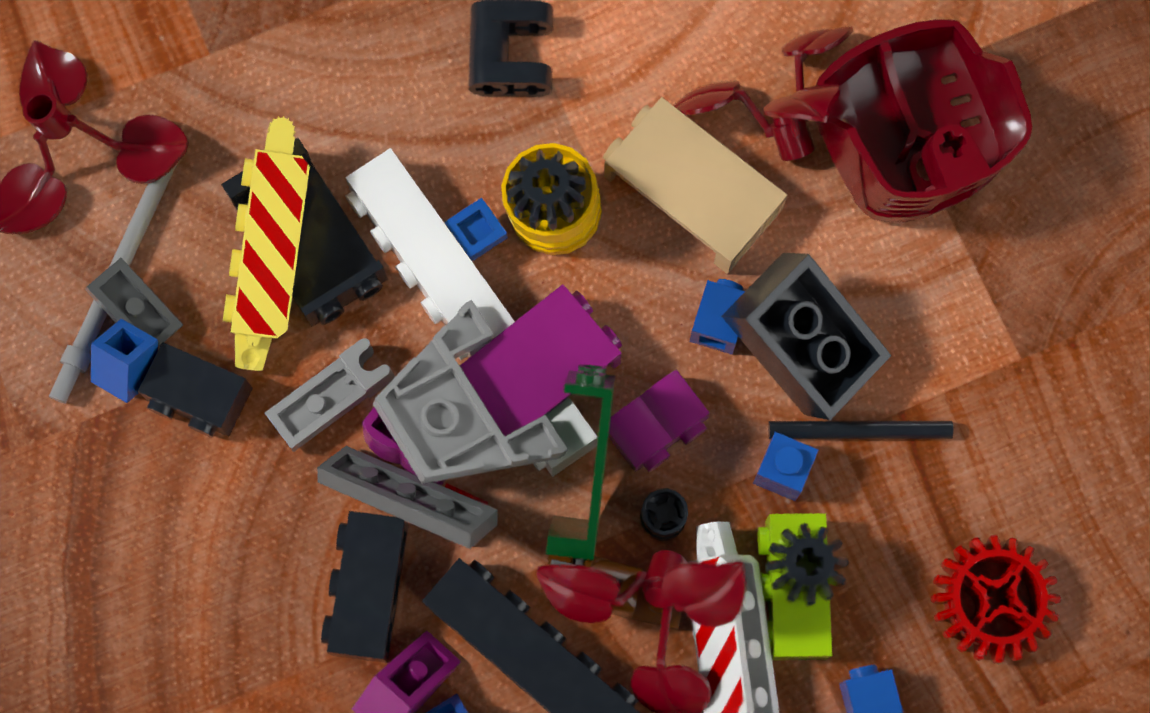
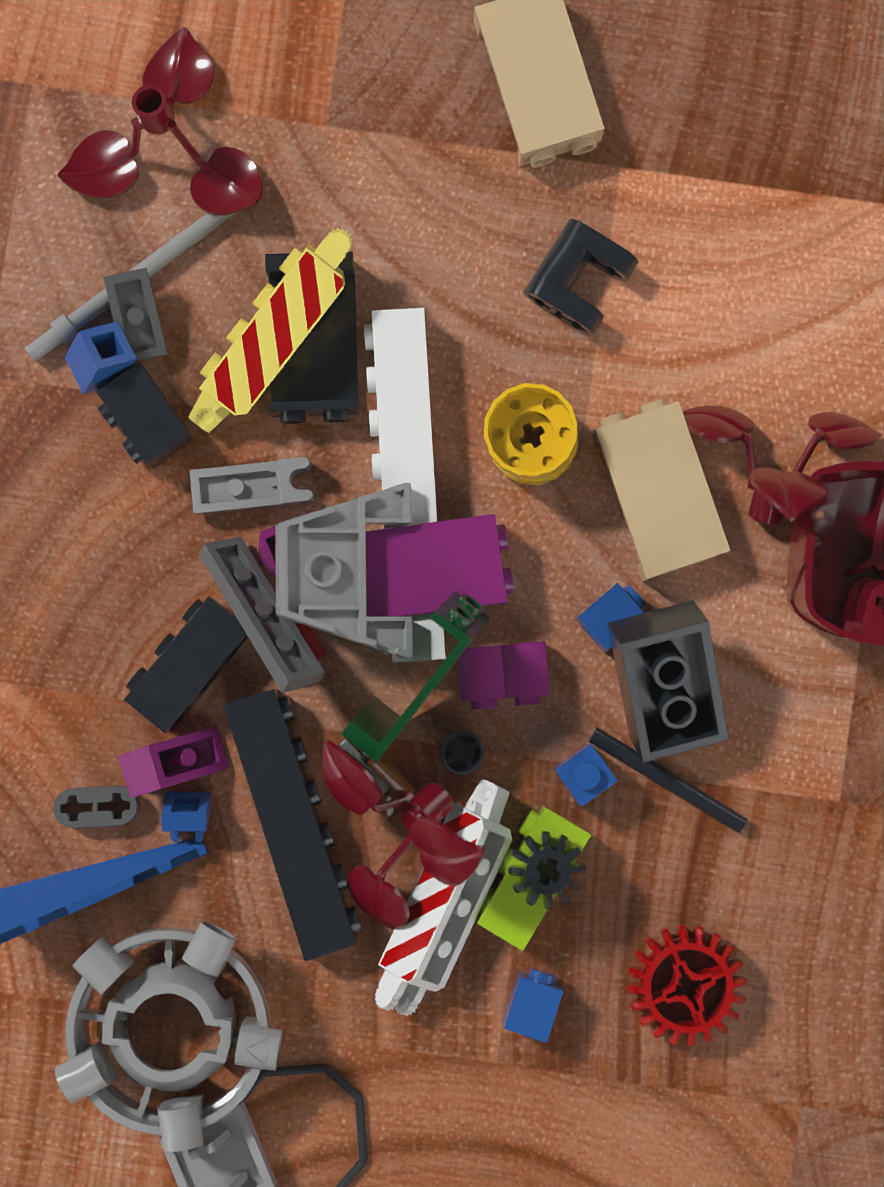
camera: 30 degrees right, 10 degrees up
(476, 229) = (454, 420): blue tile -> none
(529, 196) = (542, 428): black gear -> none

